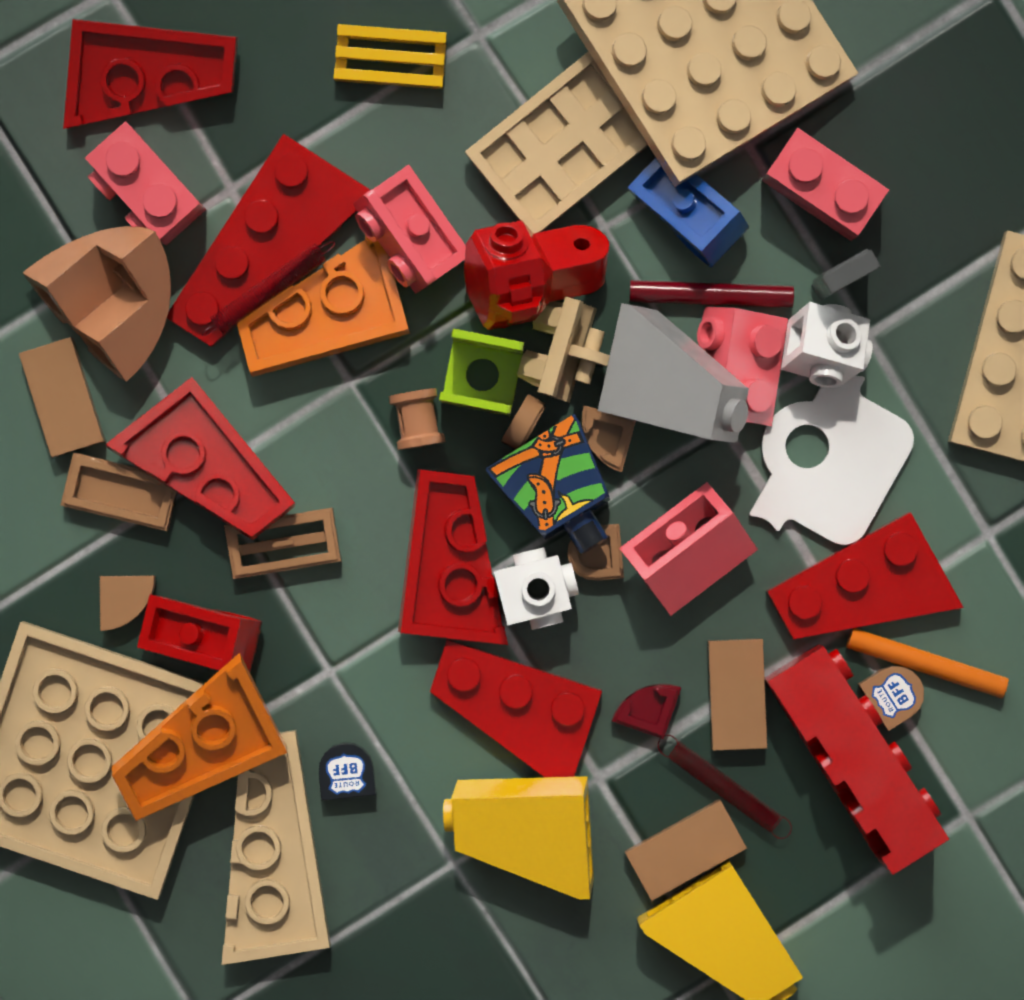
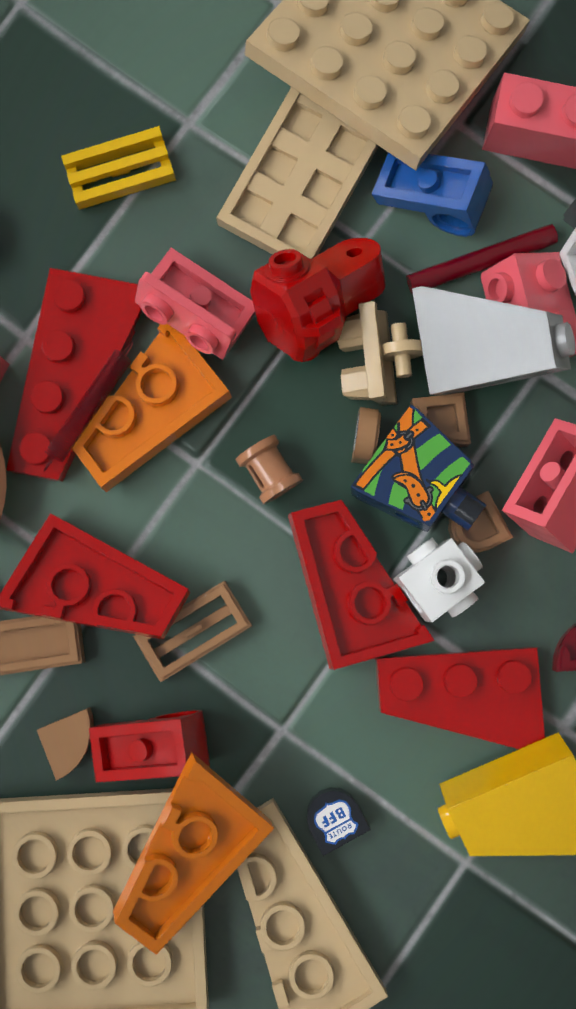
camera: 25 degrees left, 5 degrees down
(473, 346) = (310, 377): lime piece -> none

